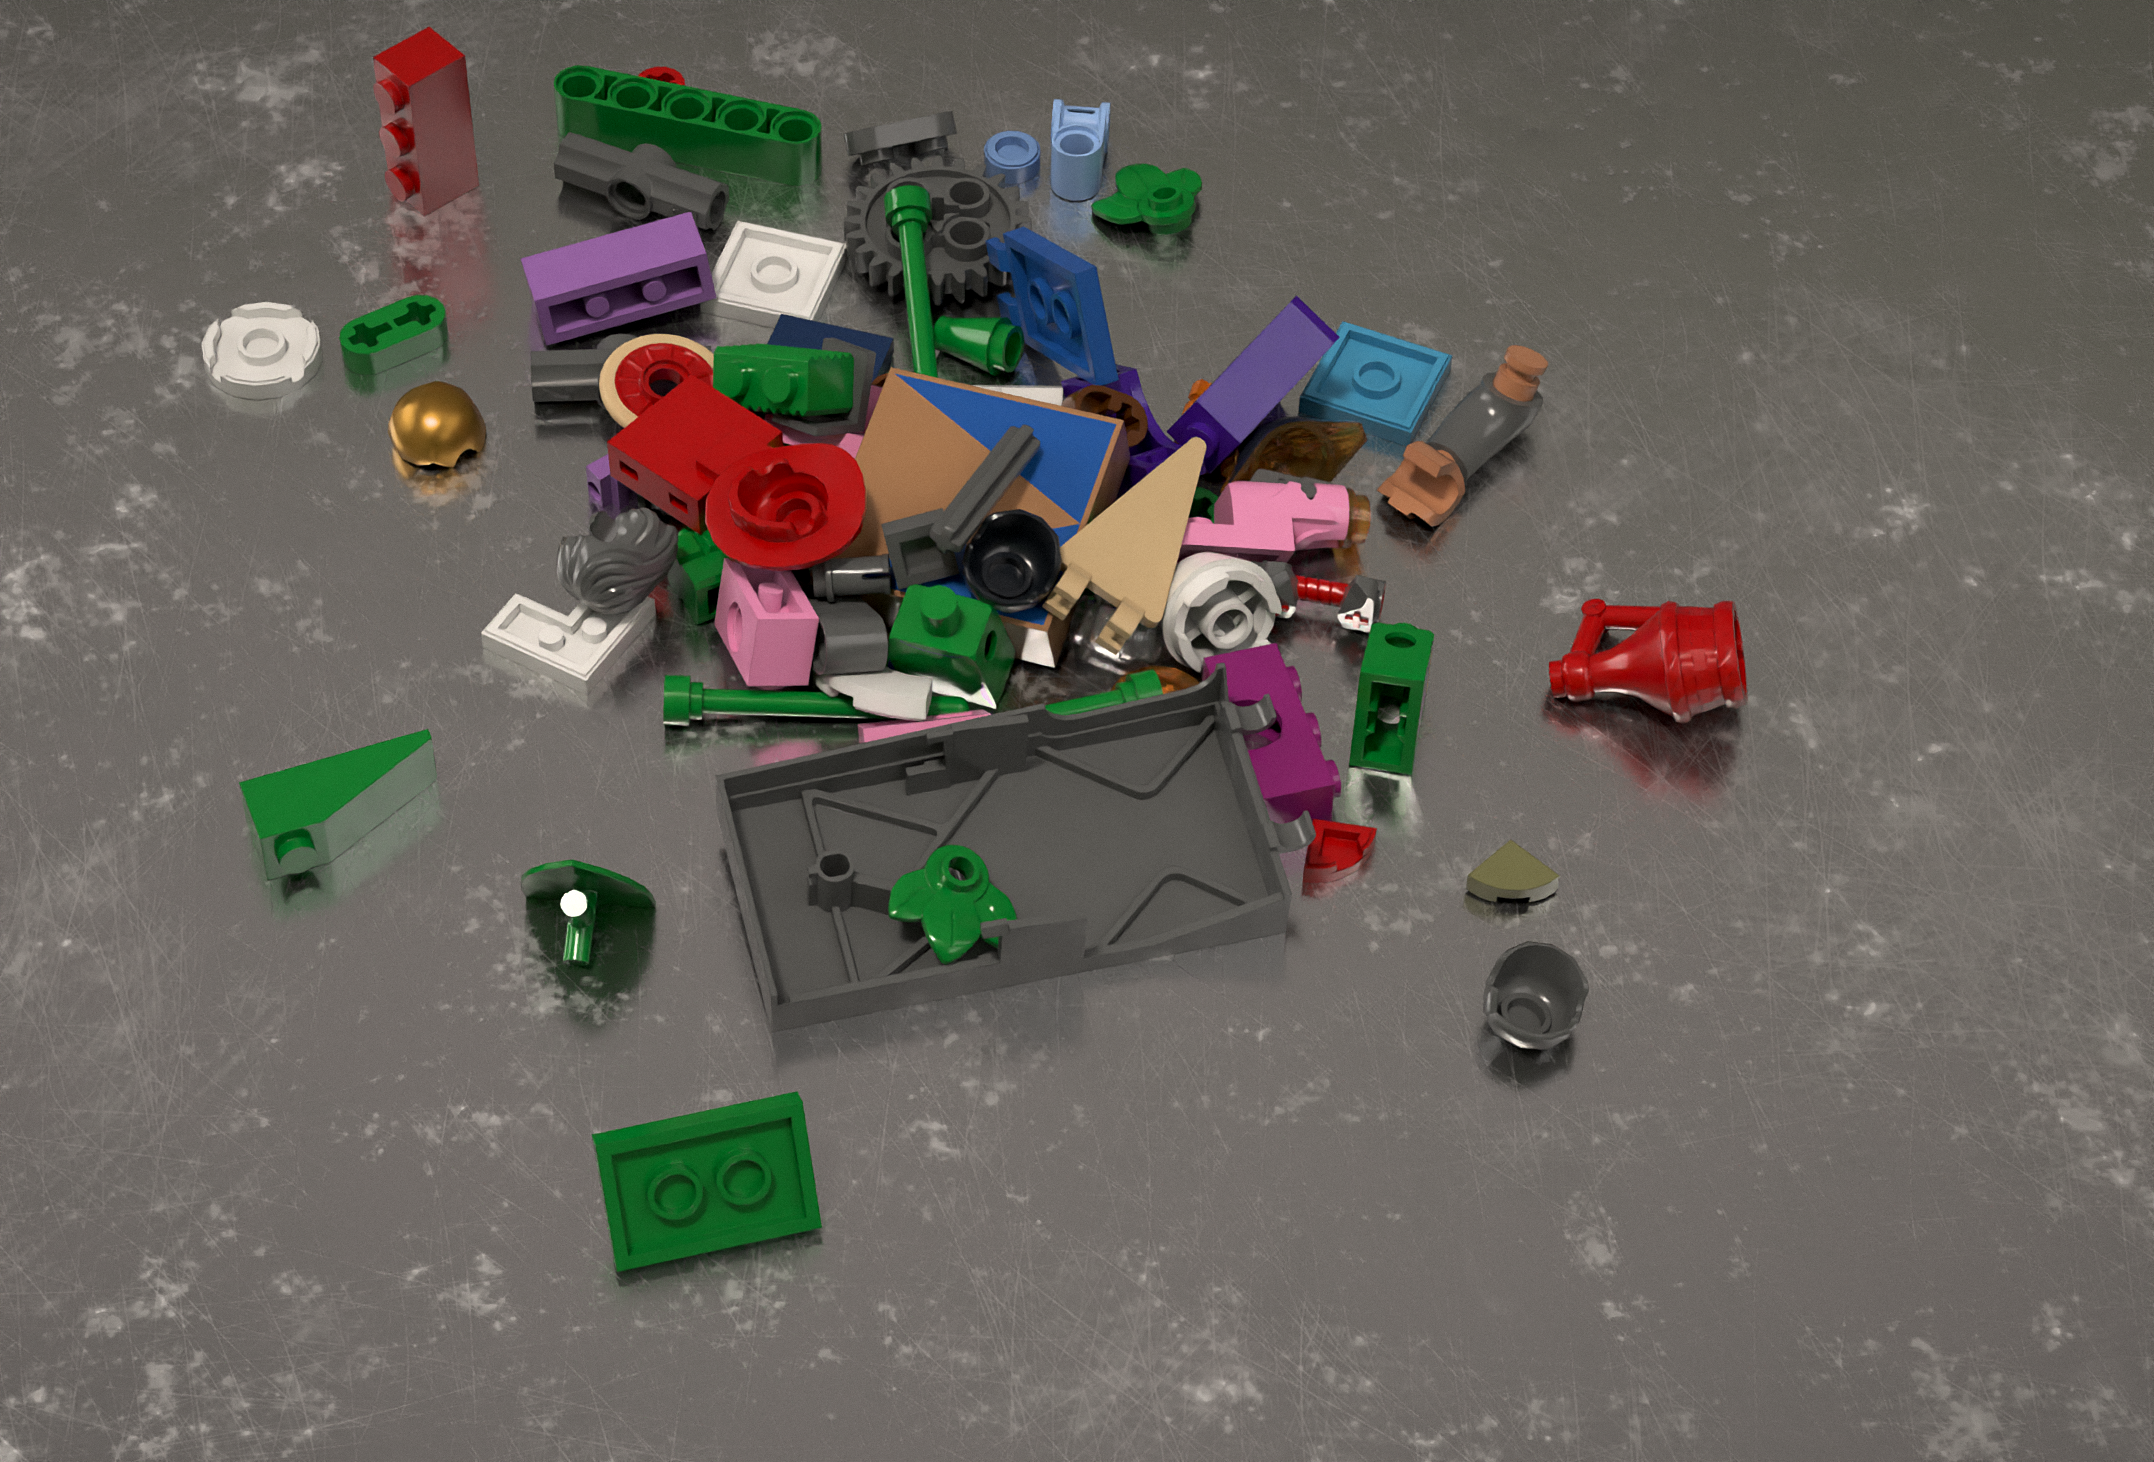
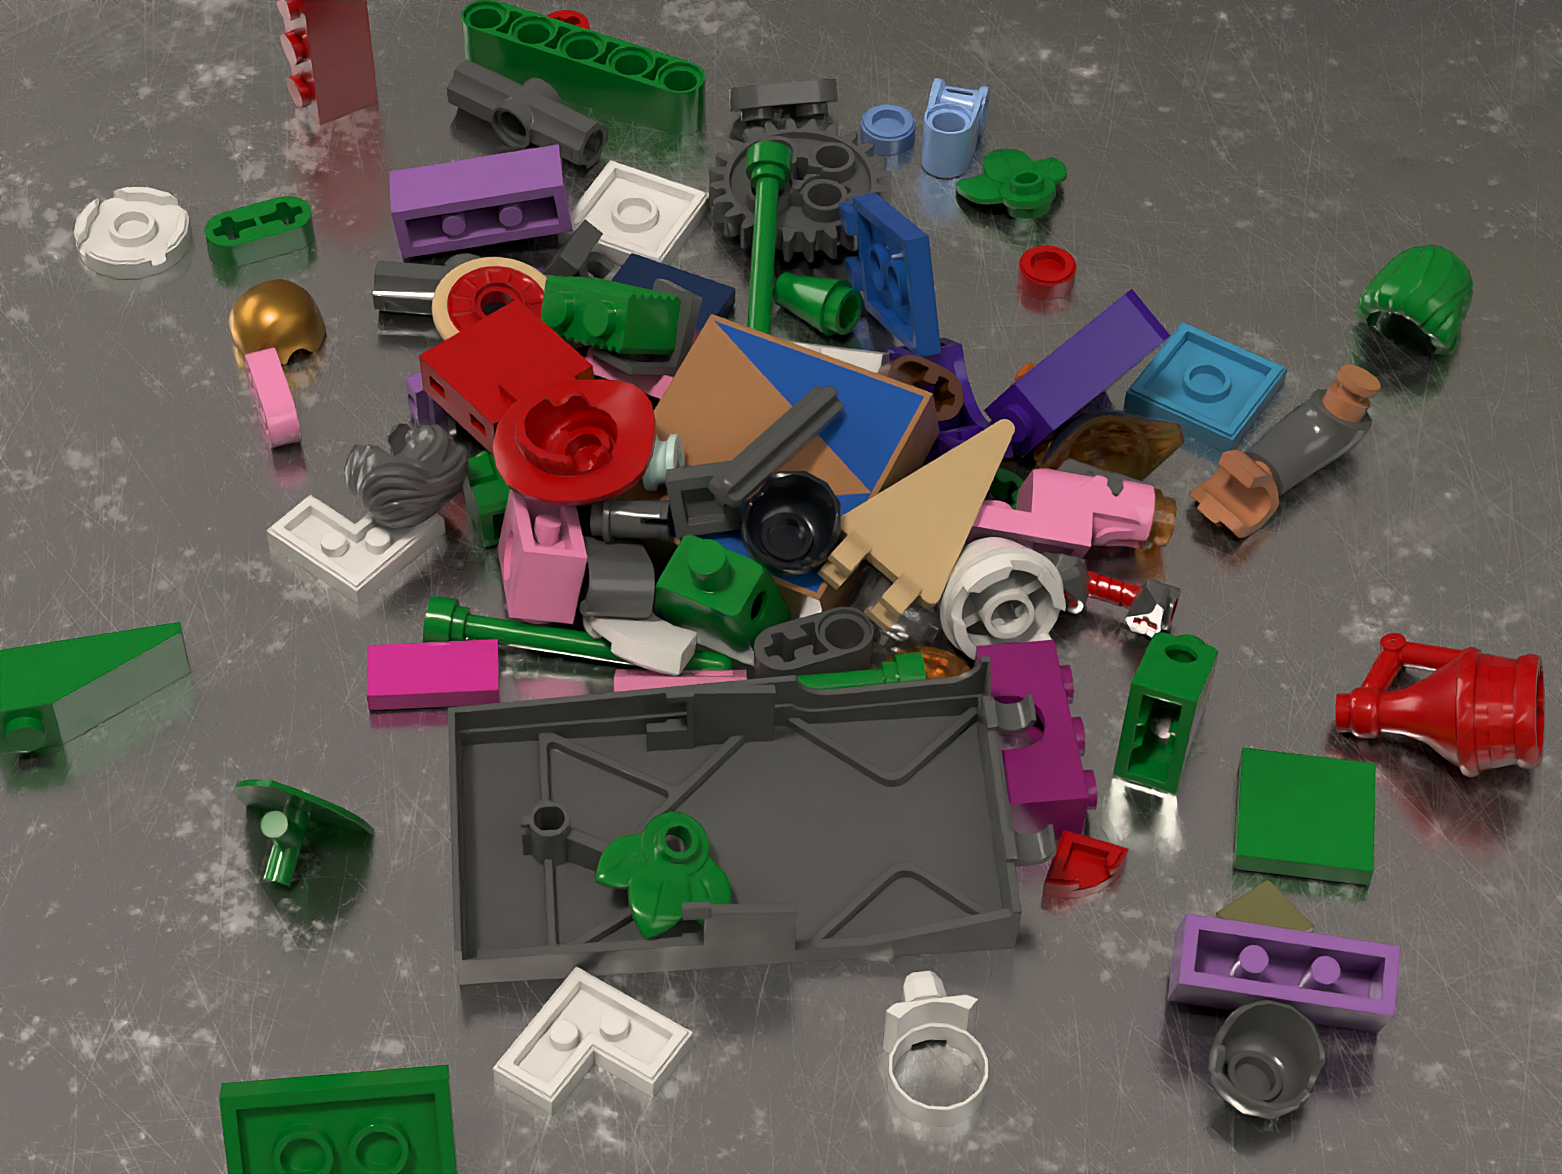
camera: 10 degrees right, 0 degrees up
(454, 501) = (273, 398): none -> bright pink beam
(679, 750) = (433, 674): none -> dark pink tile
(727, 322) = (576, 258): none -> dark grey tile
(877, 513) = (666, 455): none -> light aqua bush
(904, 1052) = (587, 1026): none -> white tile
(1048, 675) = (816, 644): none -> dark grey beam
(1199, 286) = (1047, 272): none -> red tile
(1222, 999) = (932, 1016): none -> white piece
(1535, 778) = (1305, 816): none -> green tile
(1577, 261) = (1424, 287): none -> green hair
(1582, 915) = (1319, 974): none -> medium lavender brick

